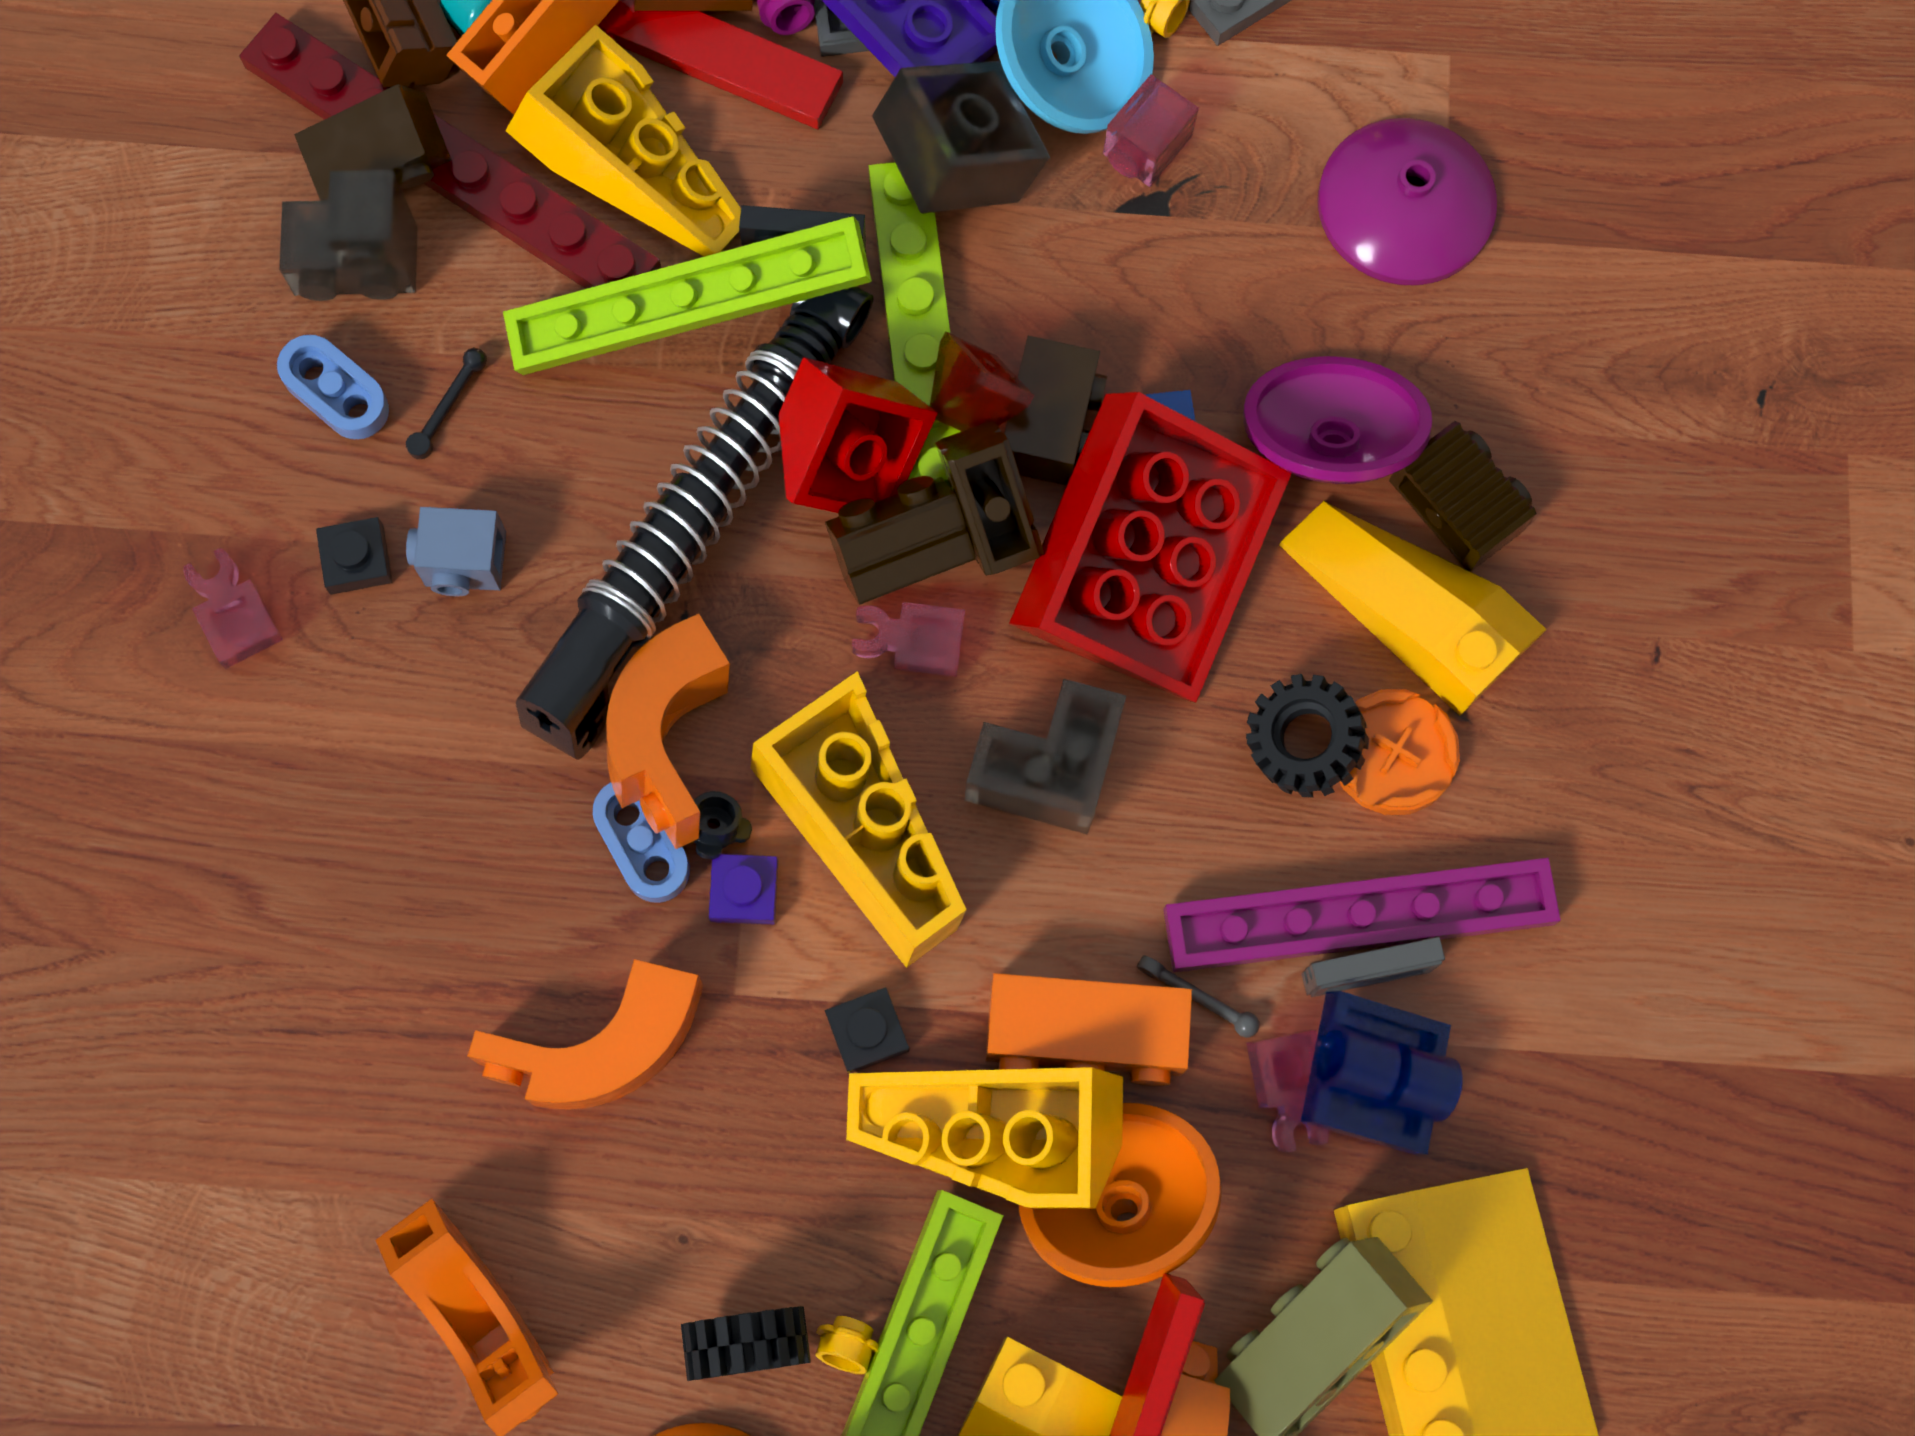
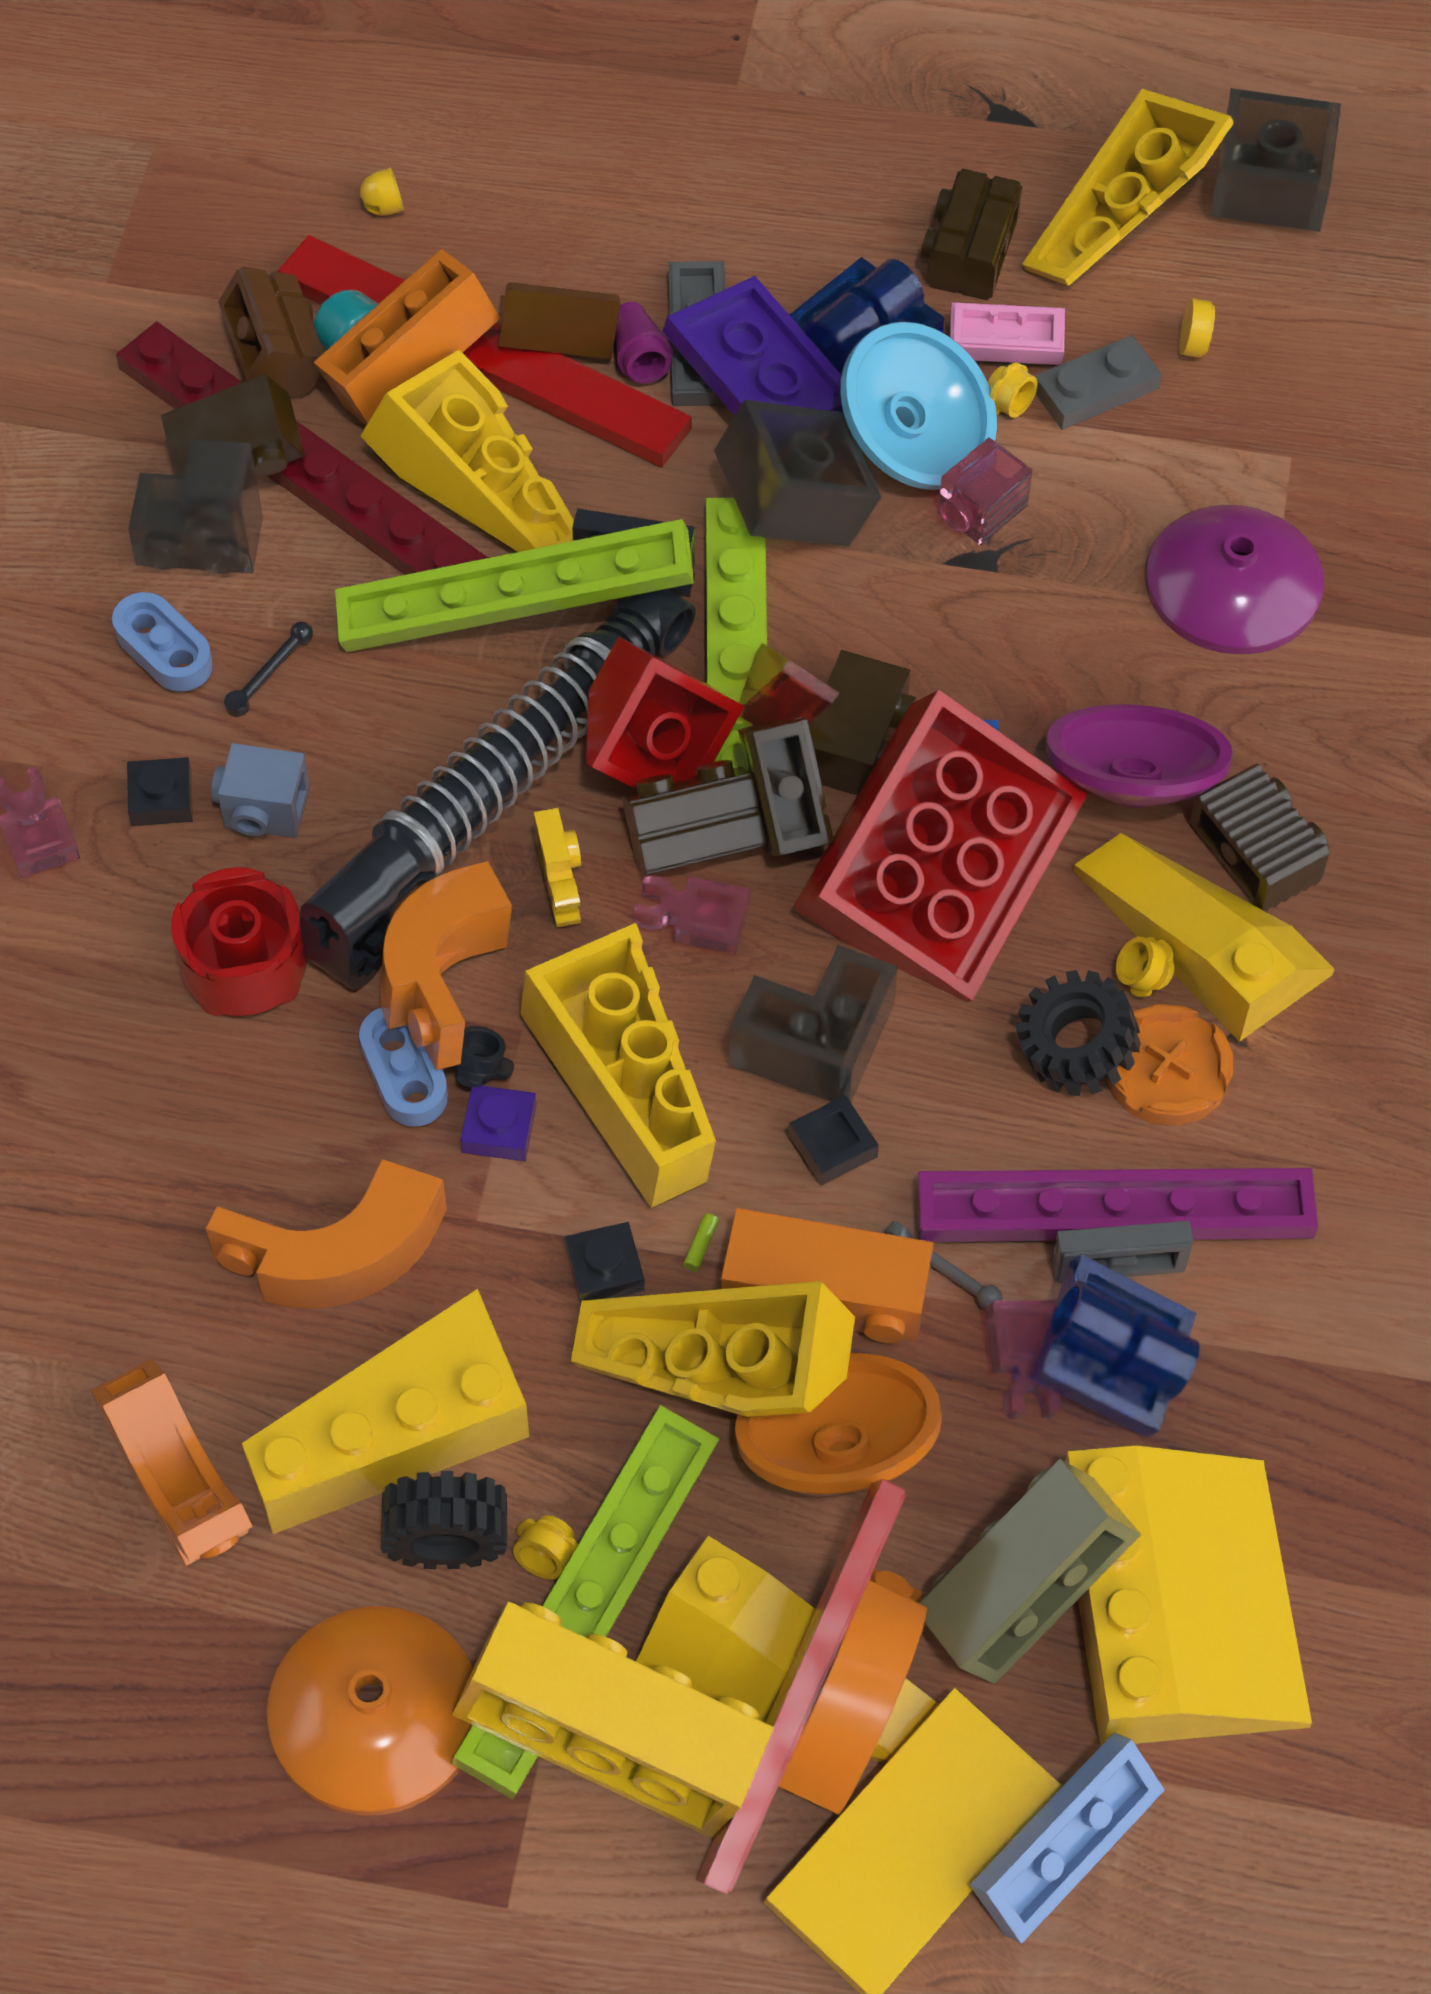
camera: 10 degrees right, 15 degrees down
(423, 721) = (239, 943): none -> red brick
(684, 1230) = (402, 1413): none -> yellow wedge
(767, 591) = (557, 854): none -> yellow plate
(958, 995) = (701, 1242): none -> lime piece
(1077, 875) = (833, 1139): none -> black plate
(1352, 650) = (1145, 965): none -> yellow plate

